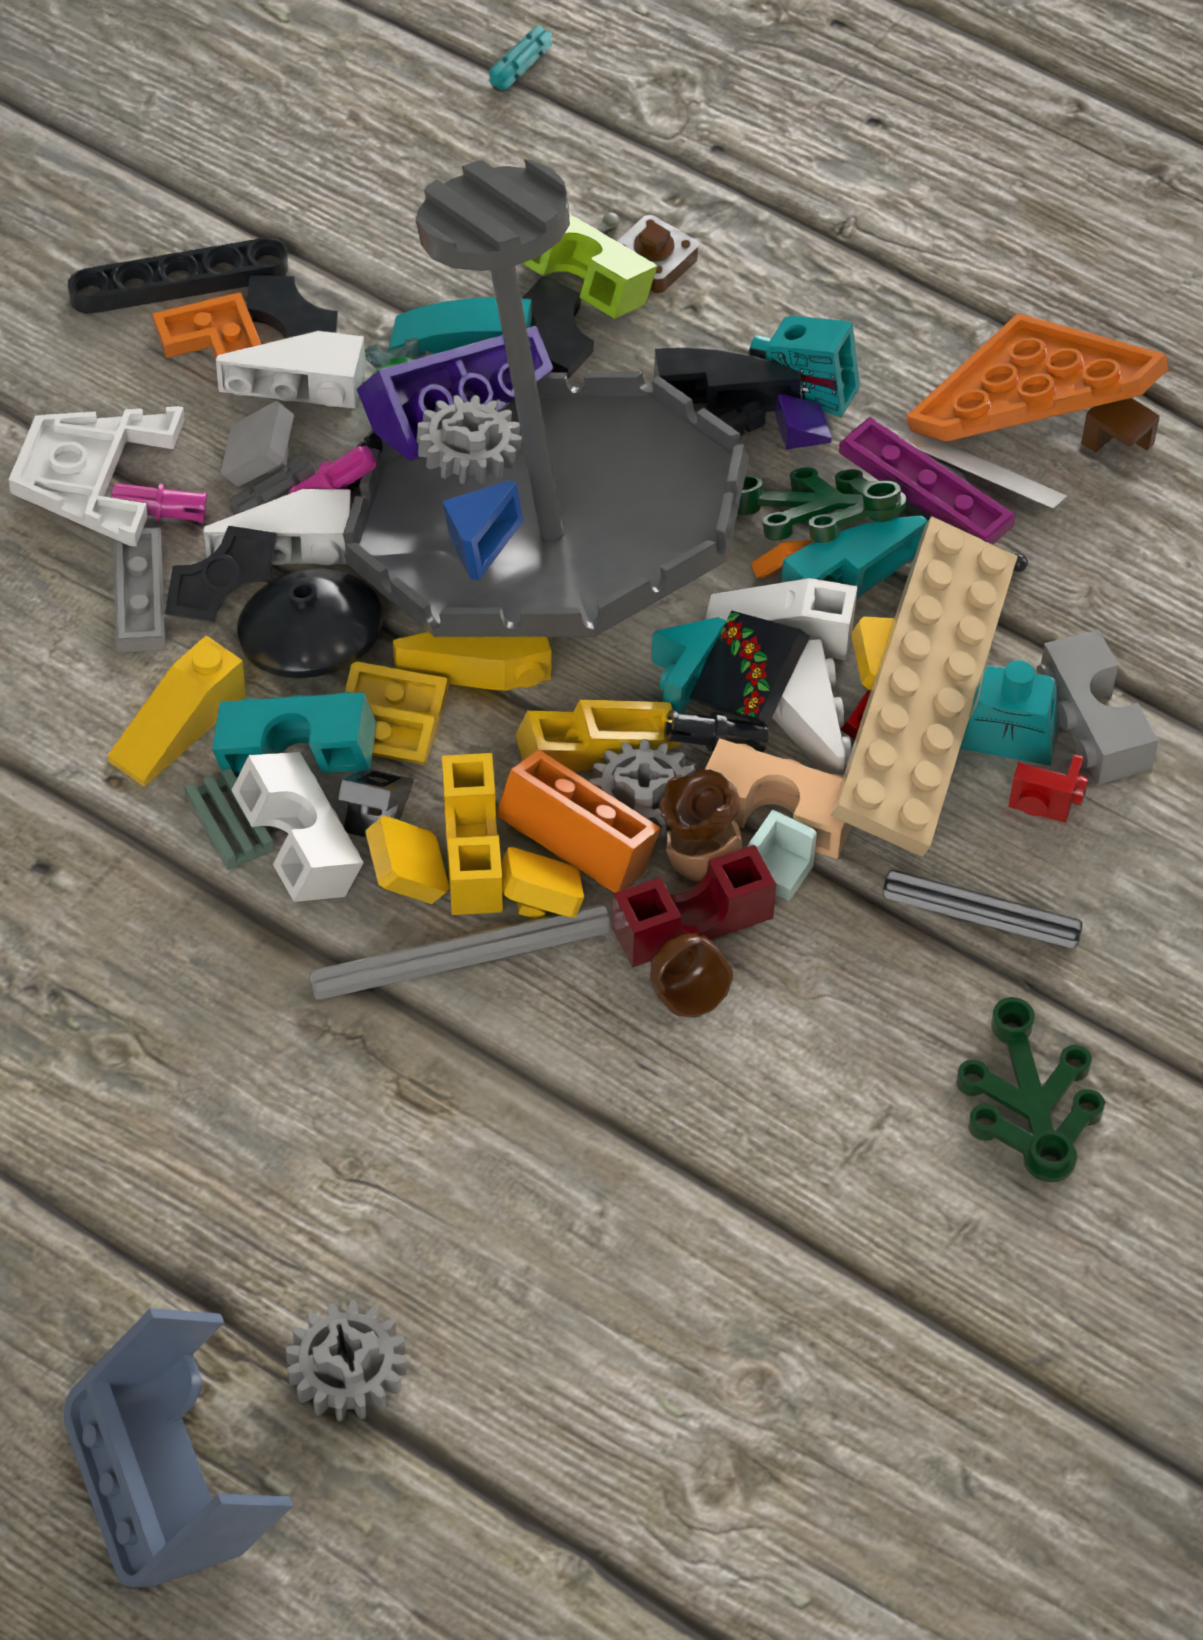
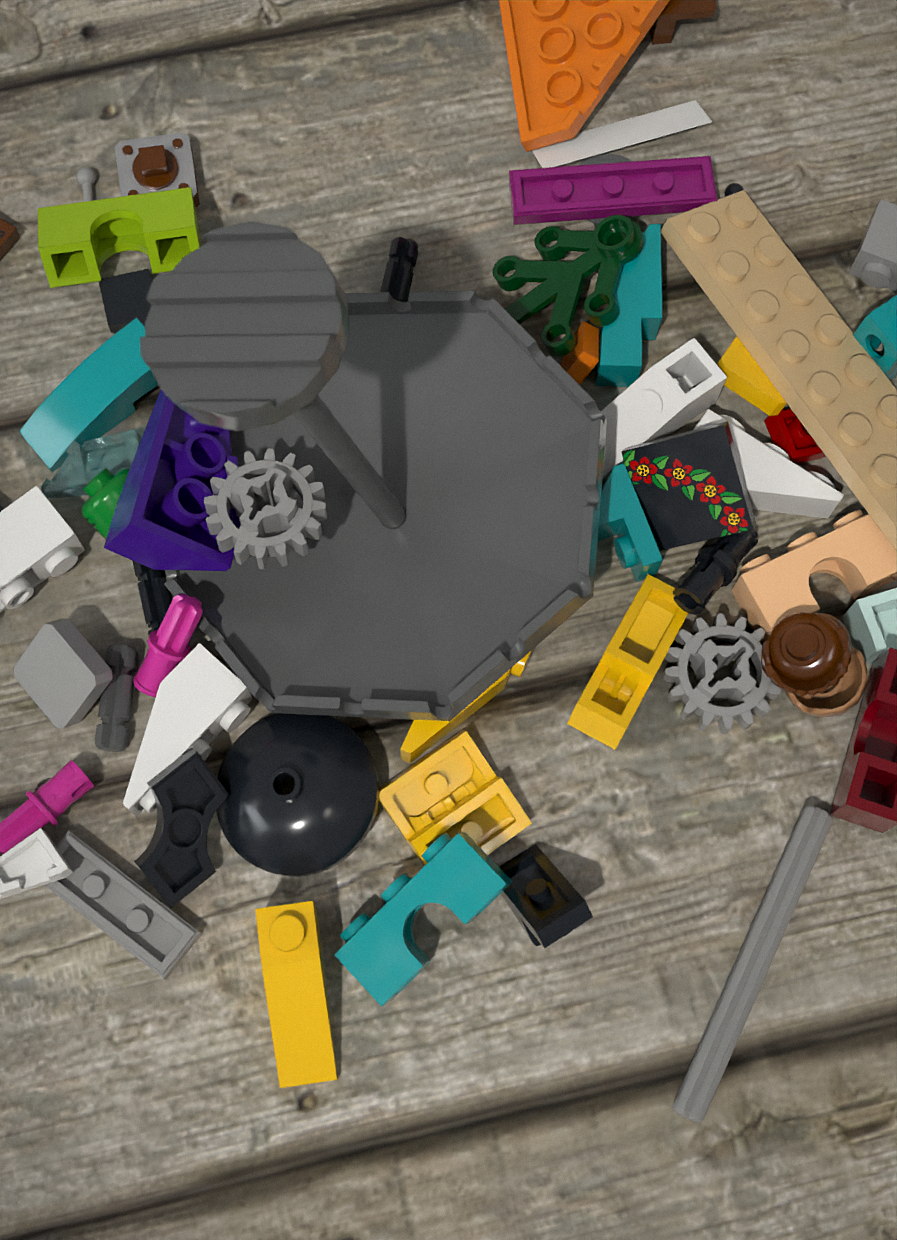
camera: 50 degrees left, 20 degrees up
(214, 789) = (490, 1050): sand green tile -> none
(317, 854) = (566, 996): white arch -> none
(407, 859) = (636, 932): yellow piece -> none
(472, 834) = (682, 876): yellow arch -> none
(483, 524) = (388, 591): blue slope -> none
(541, 884) = (758, 842): yellow piece -> none
(577, 821) = (722, 758): orange brick -> none
(725, 378) = (363, 235): black slope -> none
(801, 422) = (446, 223): dark purple slope -> none
(821, 352) = (404, 162): teal torso -> none

